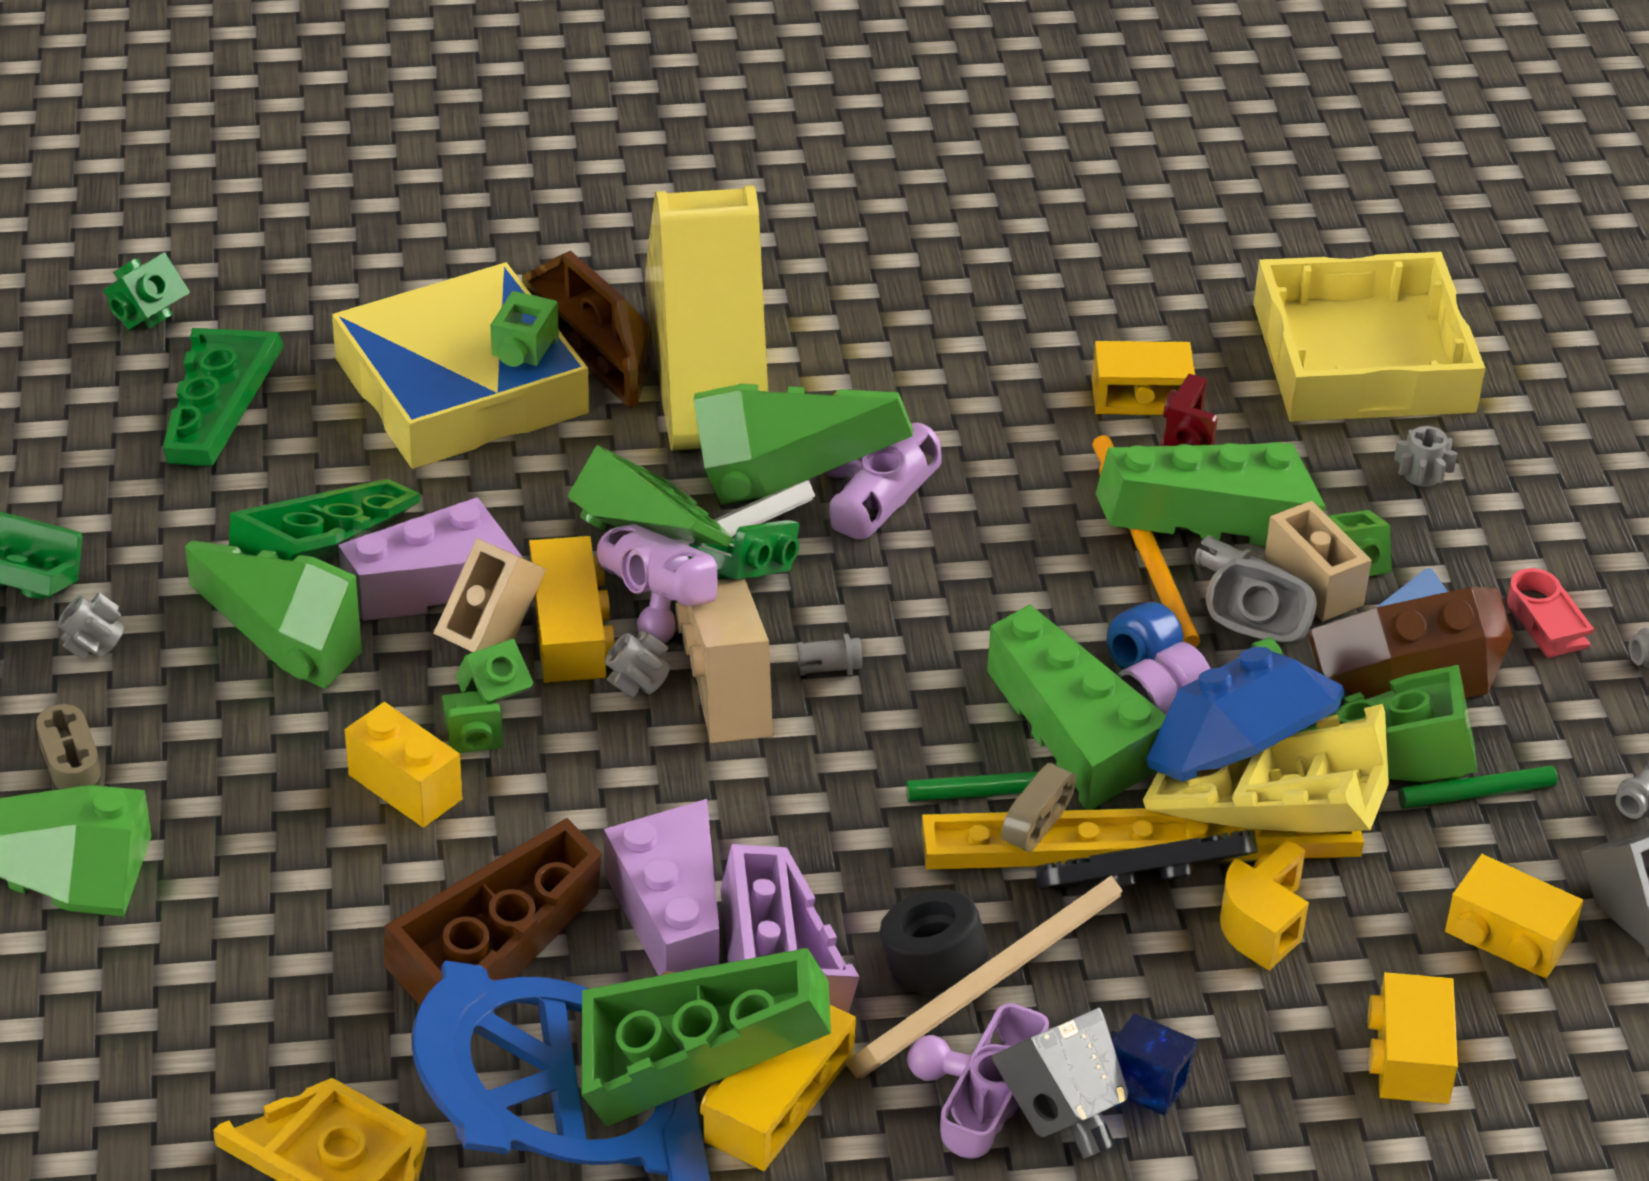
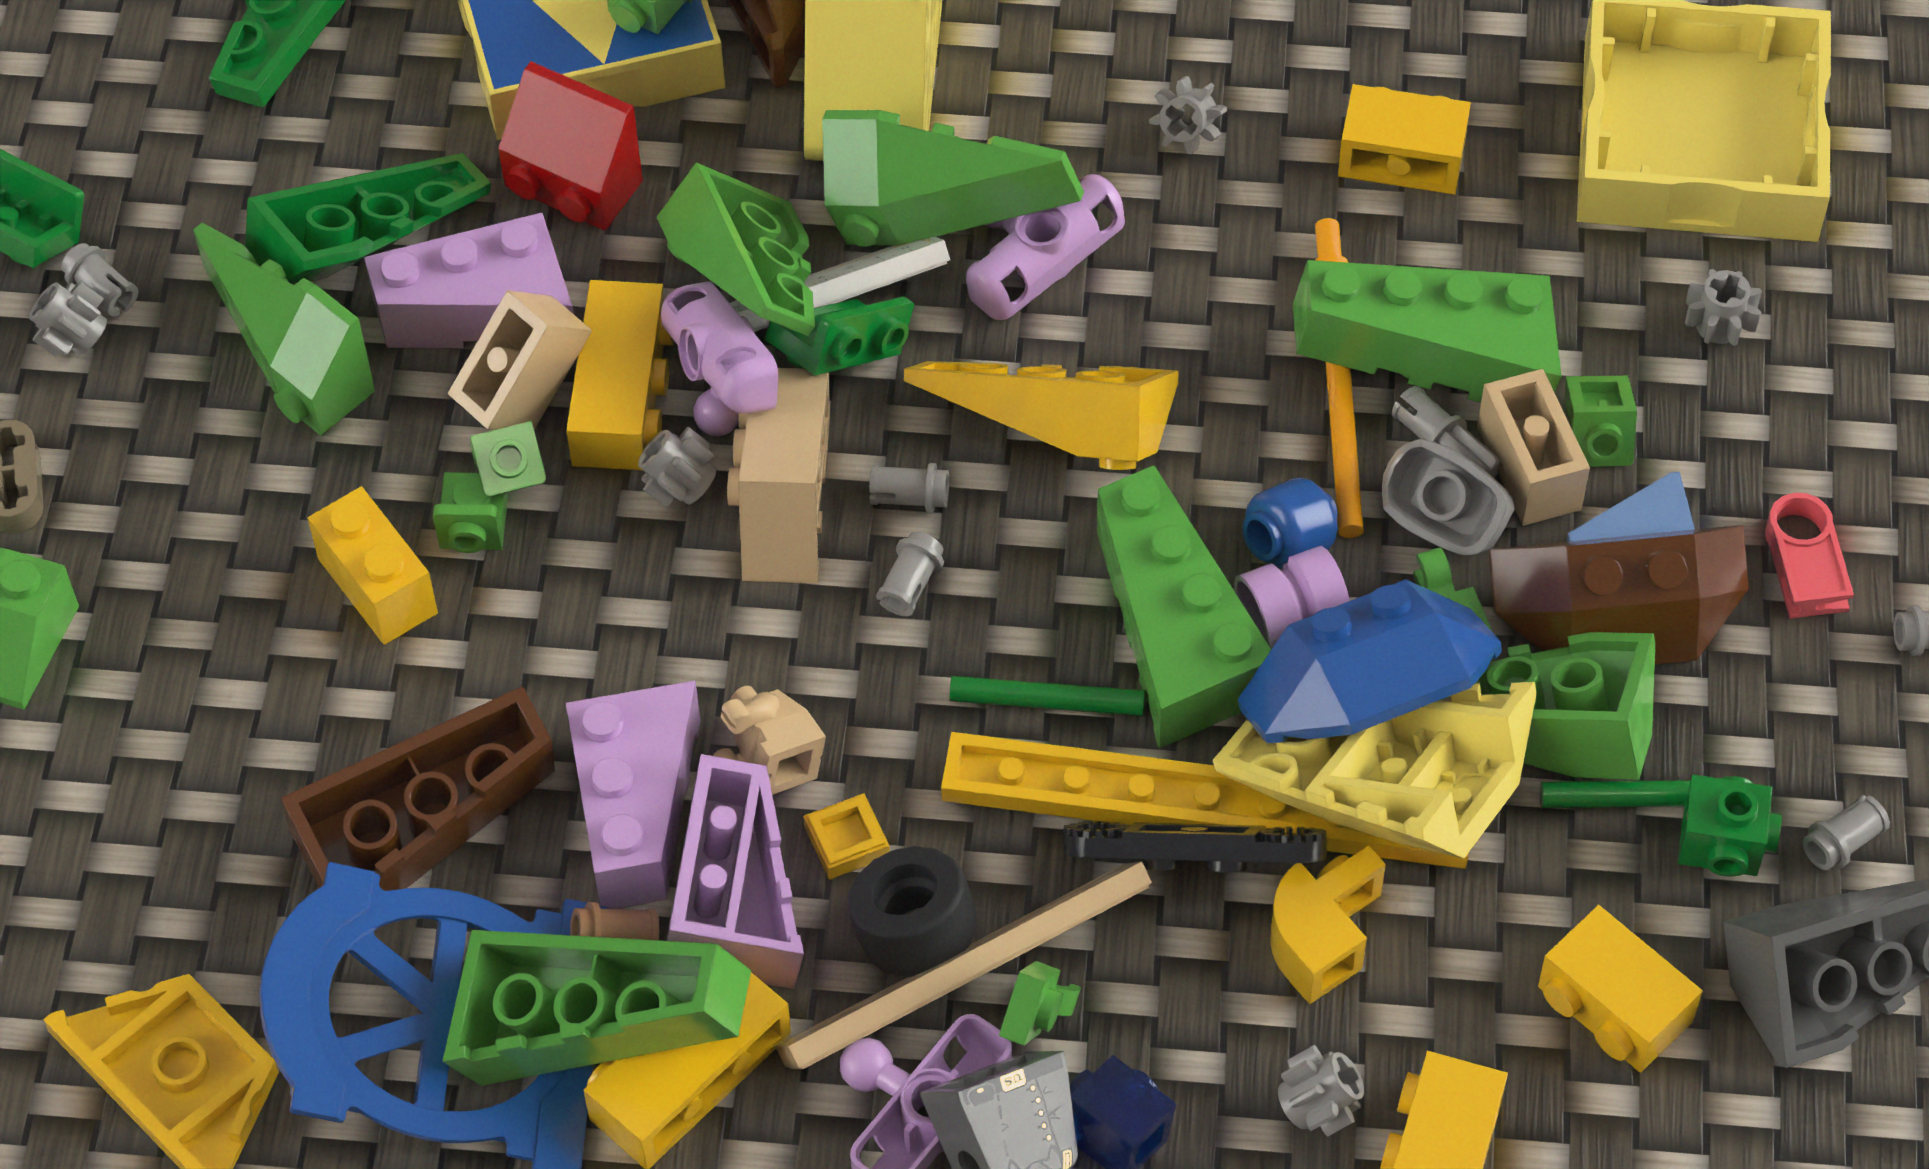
camera: 15 degrees right, 15 degrees up
(90, 584) = (89, 266): none -> light grey pin
(485, 452) = (570, 147): none -> slope
(782, 826) = (774, 734): none -> tan piece
(852, 705) = (916, 561): none -> light grey pin
(854, 905) = (846, 836): none -> yellow tile
(957, 384) = (1202, 118): none -> light grey gear
(958, 582) = (1097, 414): none -> yellow wedge
(1038, 807) = (1083, 752): dark tan beam -> none
(1060, 986) = (1037, 1003): none -> bright green plate
(1185, 415) = (1424, 224): dark red bracket -> none
(1305, 1019) = (1320, 1090): none -> light grey gear
(1557, 791) = (1727, 825): none -> green brick

